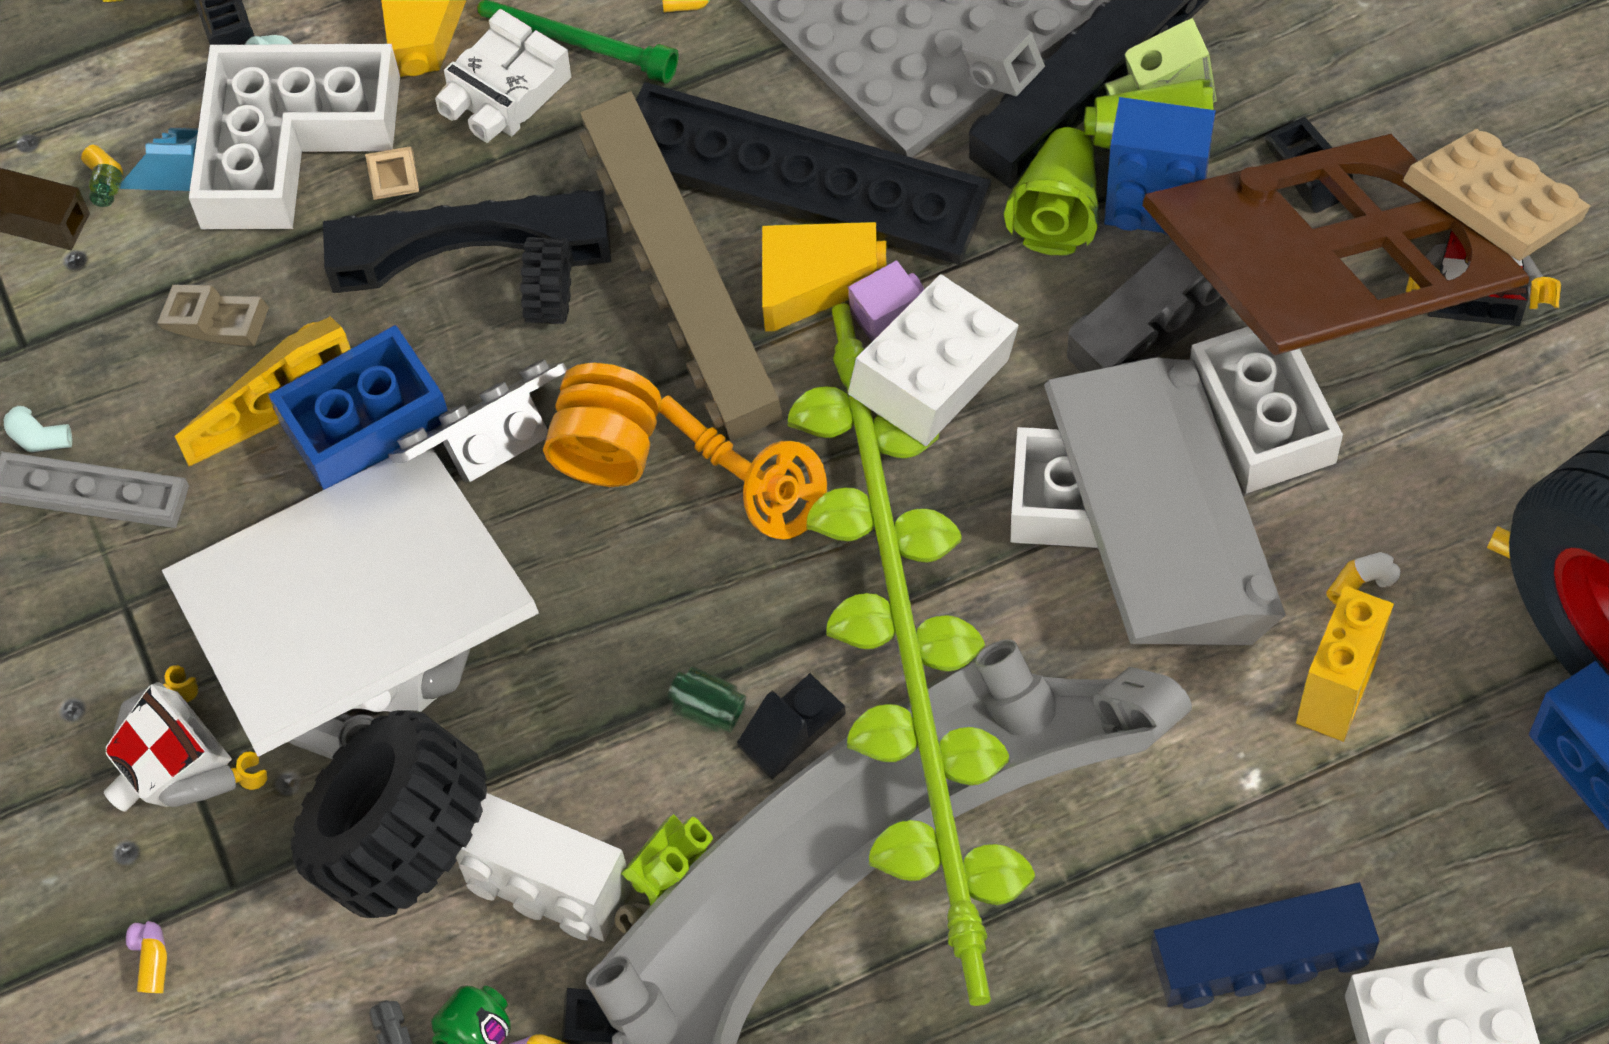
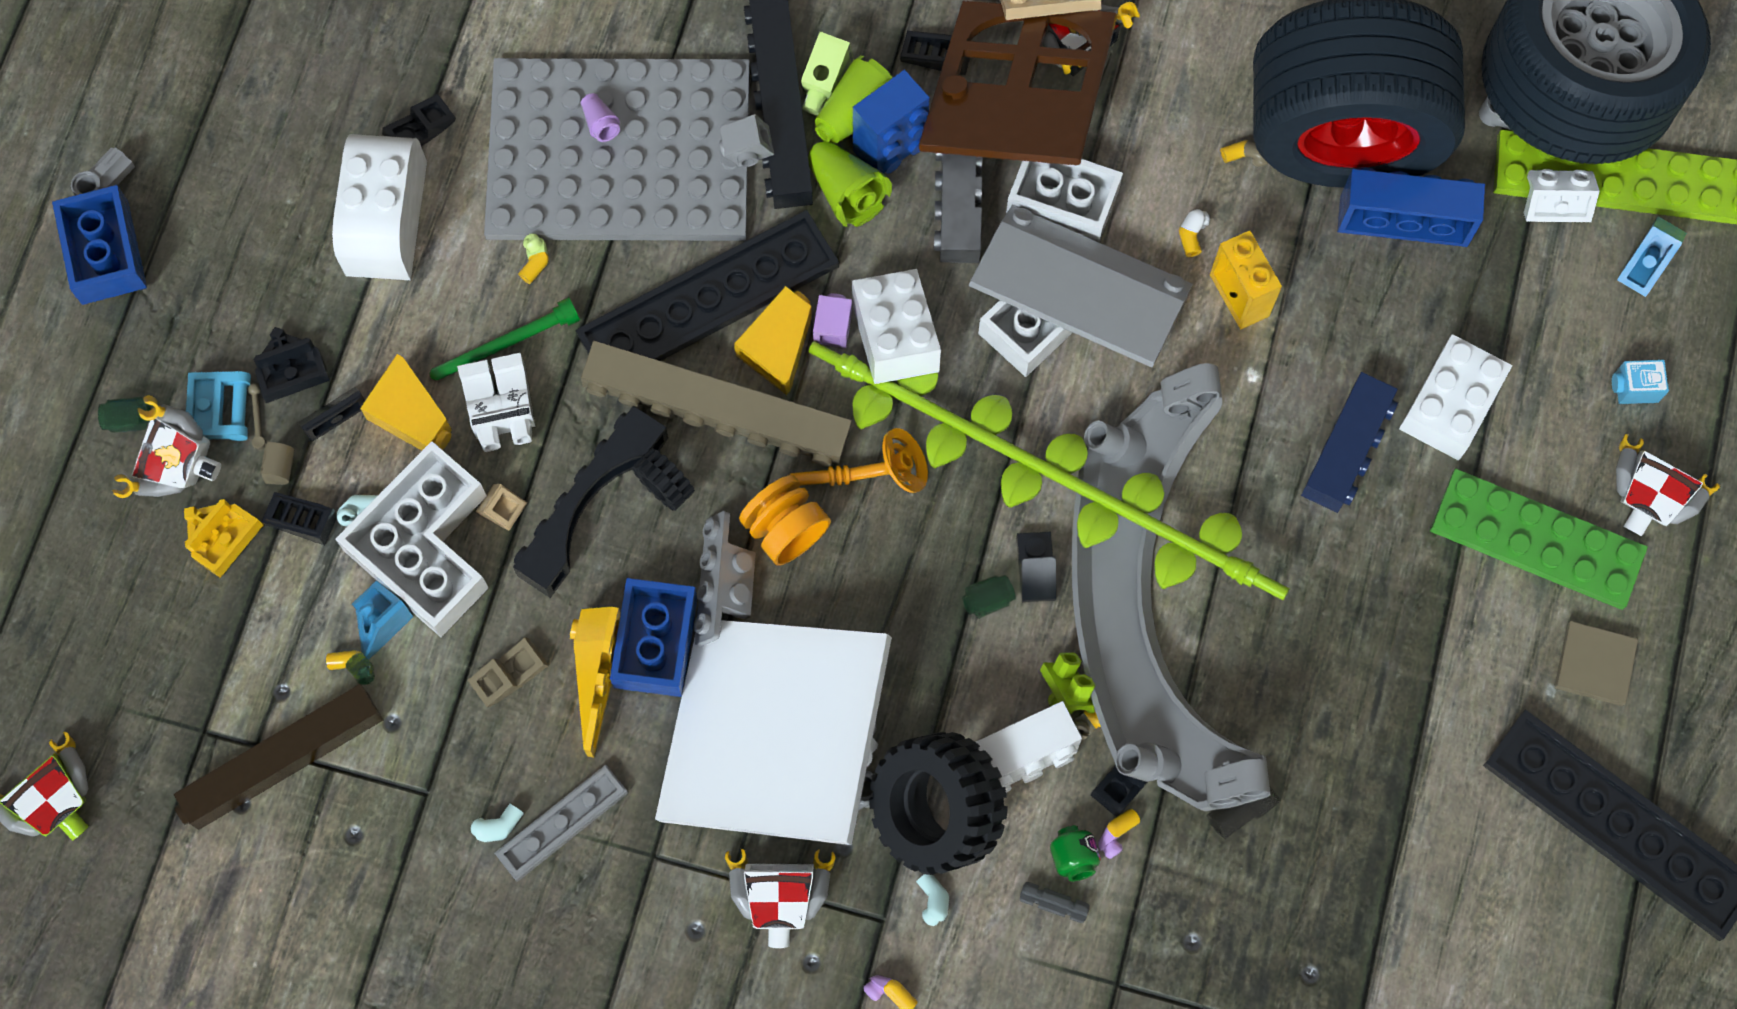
camera: 55 degrees left, 10 degrees up
(297, 923) = (937, 899): none -> light aqua arm

